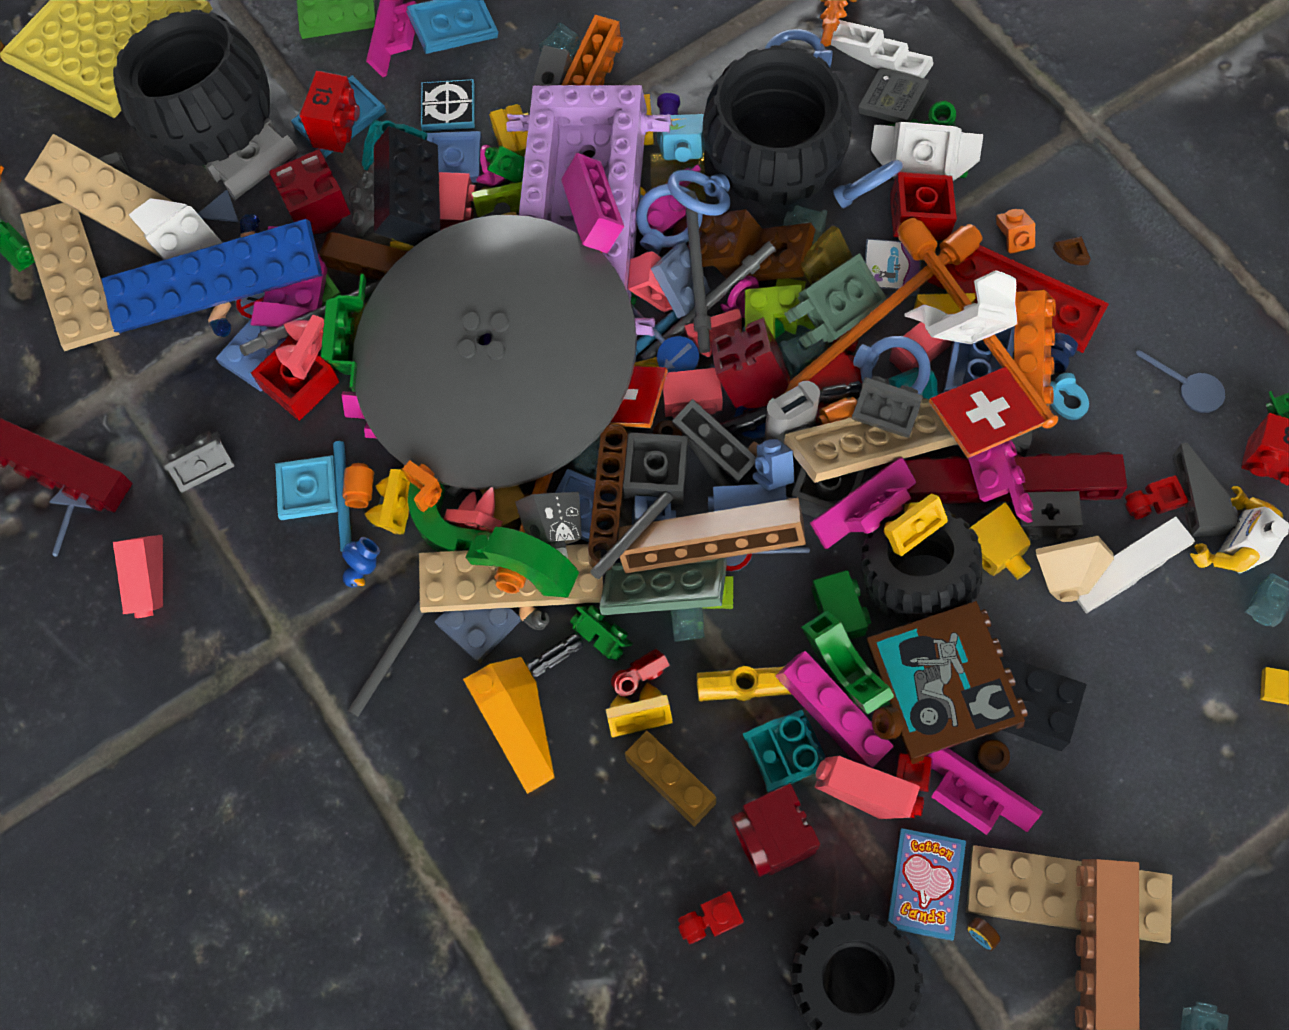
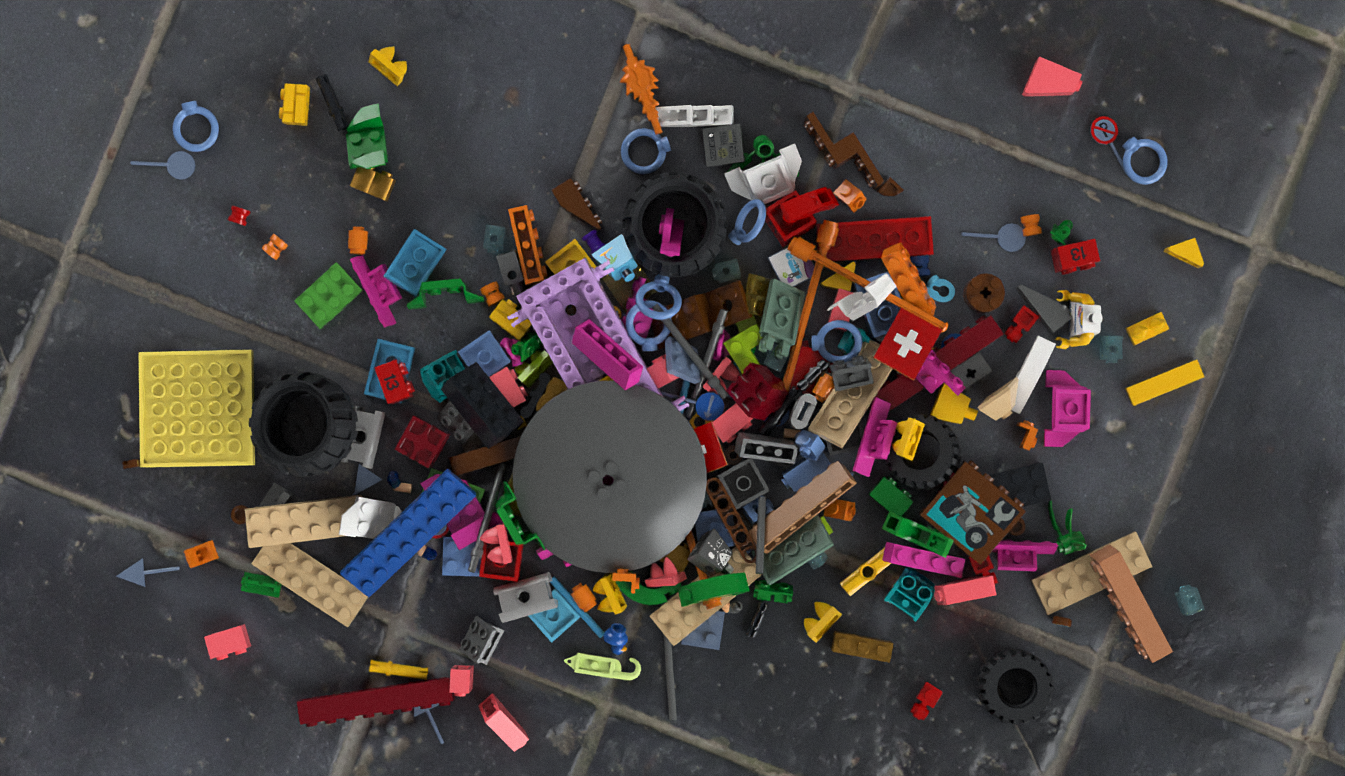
camera: 40 degrees left, 20 degrees up
(70, 425) = (398, 669): none -> yellow pin
(133, 483) = (461, 679): none -> coral brick
(288, 439) = (539, 601): none -> light grey piece
(315, 585) = (602, 666): none -> yellowish green plate
(447, 105) = (452, 321): tile -> none
(457, 54) = (435, 287): none -> green piece
(513, 93) = (495, 297): none -> orange wheel
(514, 714) = (759, 666): light orange wedge -> none
(647, 667) = (810, 596): red plate -> none
(674, 60) = (572, 201): none -> reddish brown slope
(761, 581) = (841, 510): none -> orange bracket
(764, 122) = (672, 233): none -> dark pink bracket
(774, 832) = (932, 641): dark red piece -> none
(887, 722) = (957, 553): reddish brown tile -> none
(926, 884) = (1020, 614): tile -> none
(960, 188) = (808, 204): none -> red slope
(1040, 169) = (843, 151): none -> reddish brown bracket
(1061, 826) = (1069, 542): none -> green plant
(1091, 639) = (1029, 440): none -> orange bracket
(1128, 428) = (976, 300): none -> reddish brown brick
(1161, 647) = (1069, 408): none -> dark pink piece
(1241, 386) = (1031, 225): none -> orange wheel

